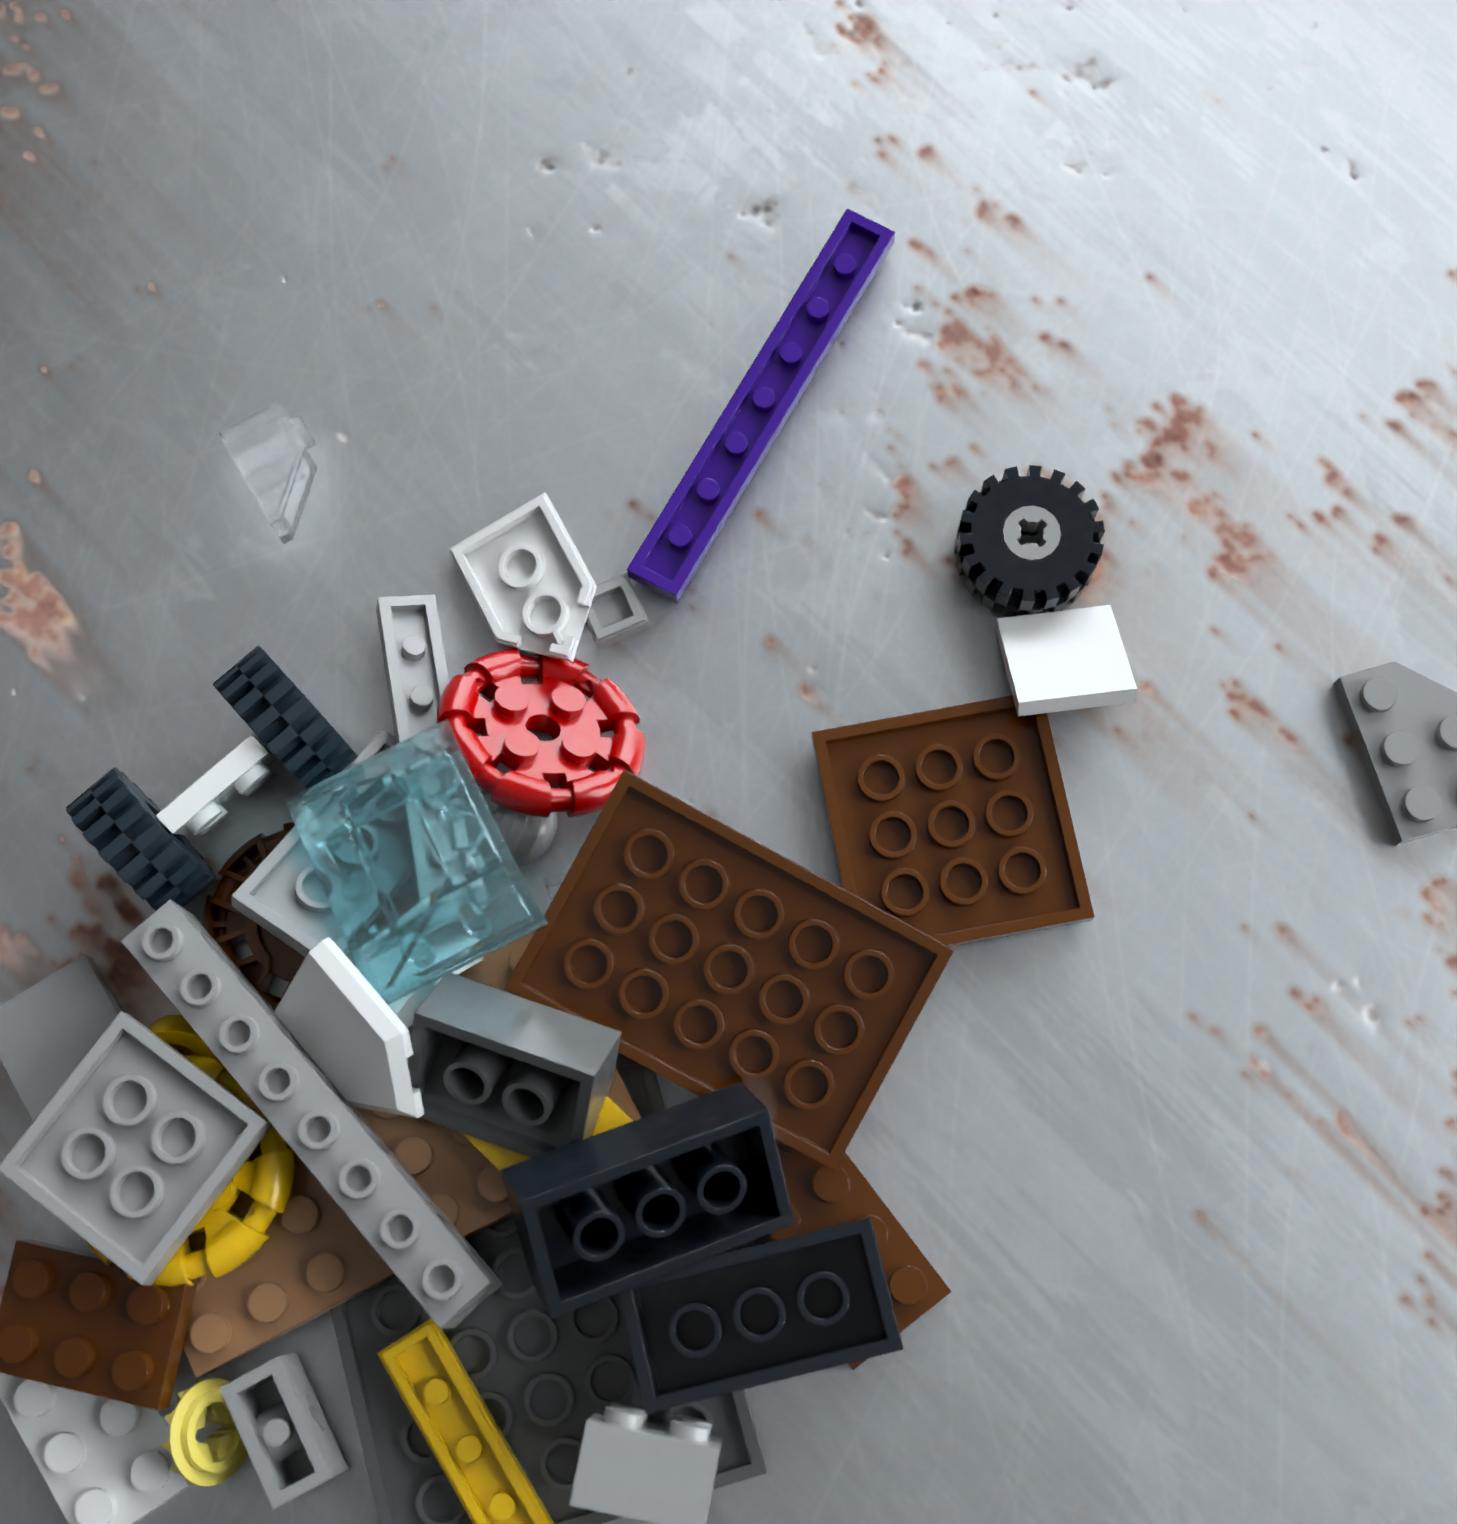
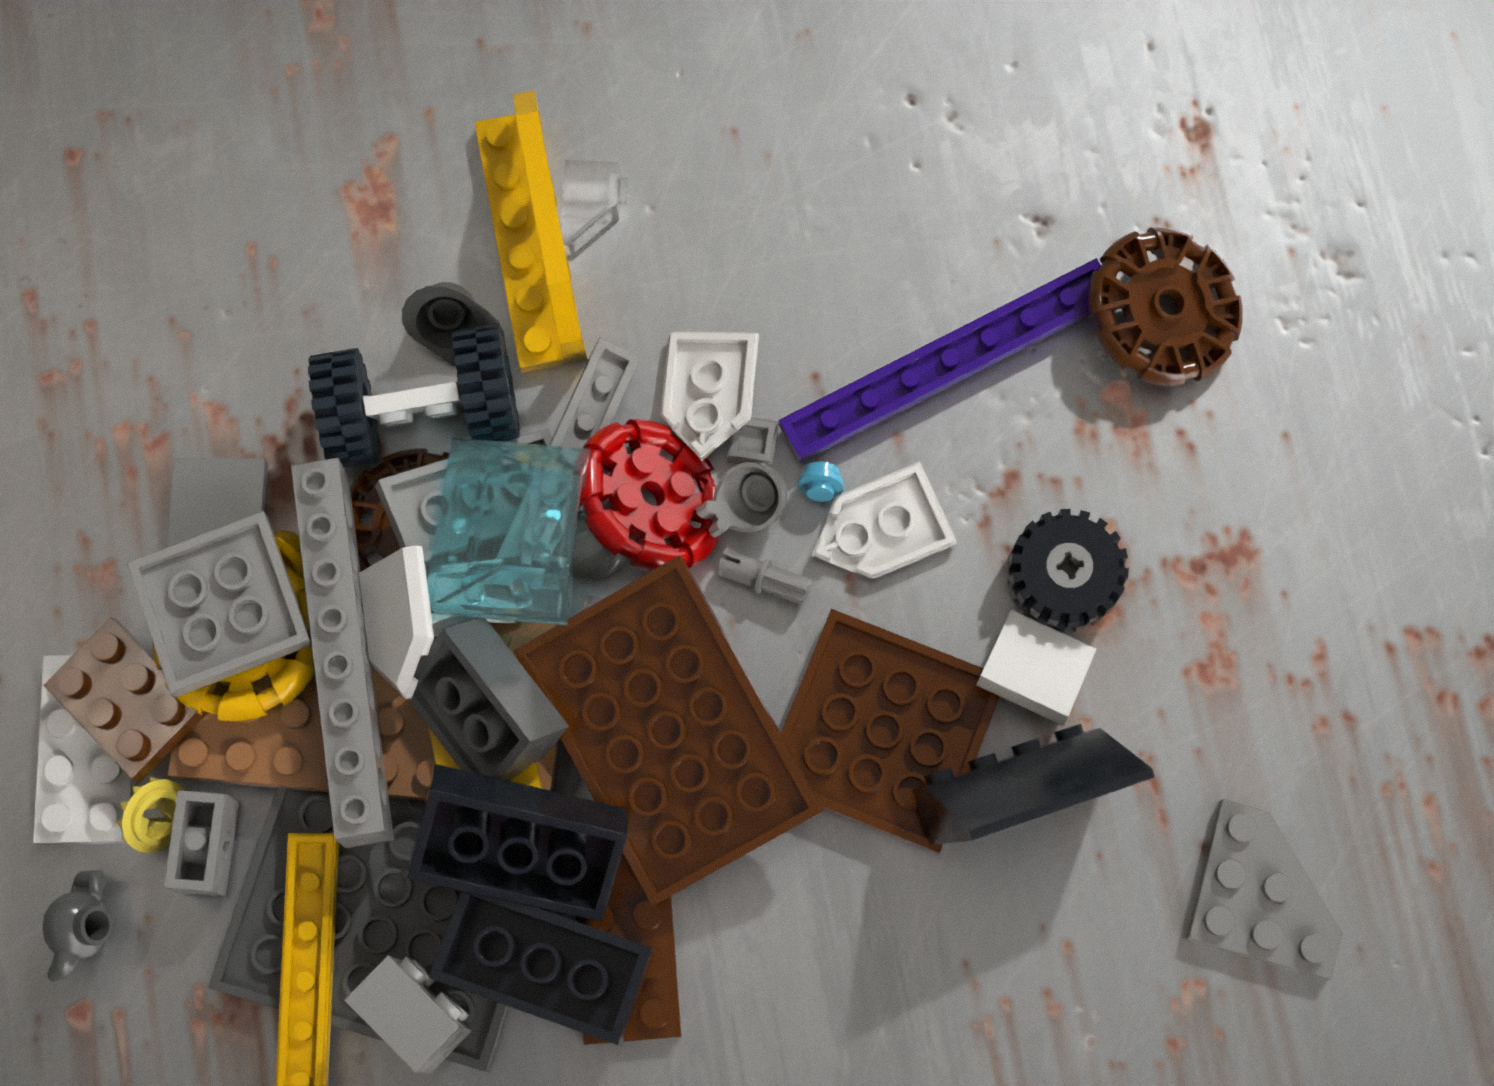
camera: 30 degrees right, 0 degrees up
(180, 677) = (437, 311): none -> dark grey piece
(222, 549) = (530, 238): none -> yellow plate
(647, 673) = (745, 499): none -> light grey piece
(713, 607) = (821, 481): none -> medium azure plate
(717, 743) = (763, 576): none -> light grey axle
(808, 612) = (885, 525): none -> white tile
(978, 185) = (1146, 321): none -> reddish brown plate
(1147, 787) = (1025, 785): none -> black slope

